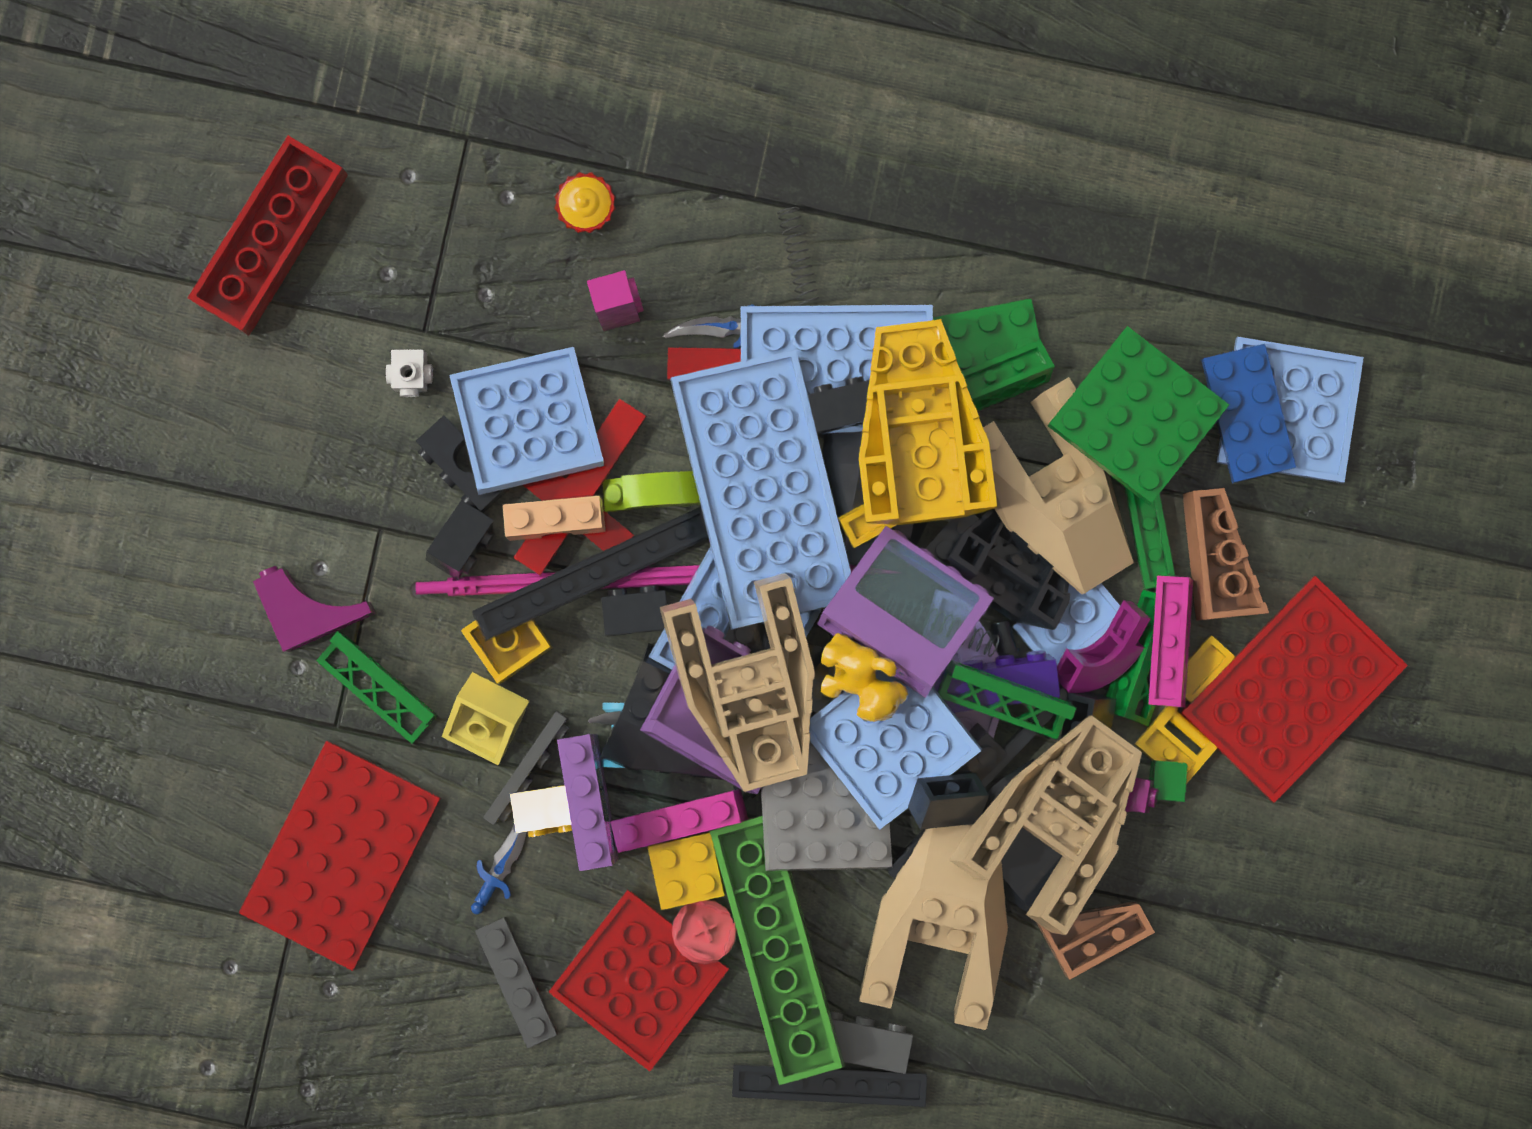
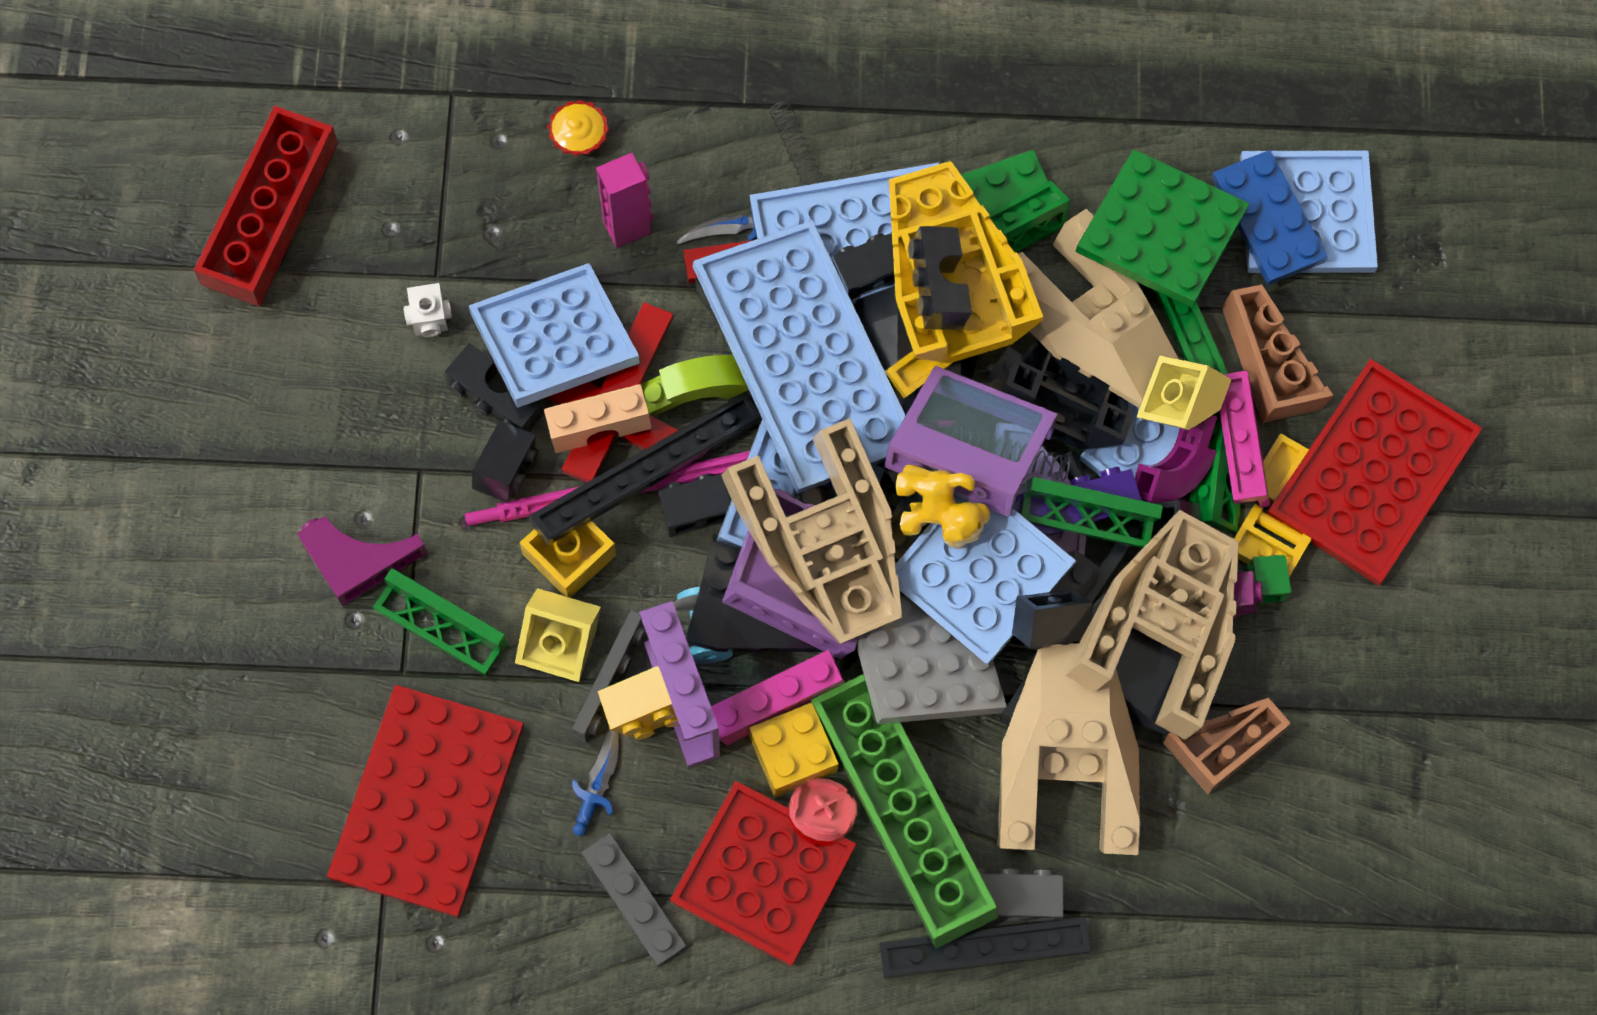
camera: 15 degrees left, 15 degrees down
(900, 475) = (940, 301): none -> black arch
(1121, 592) = (1183, 393): none -> light yellow slope

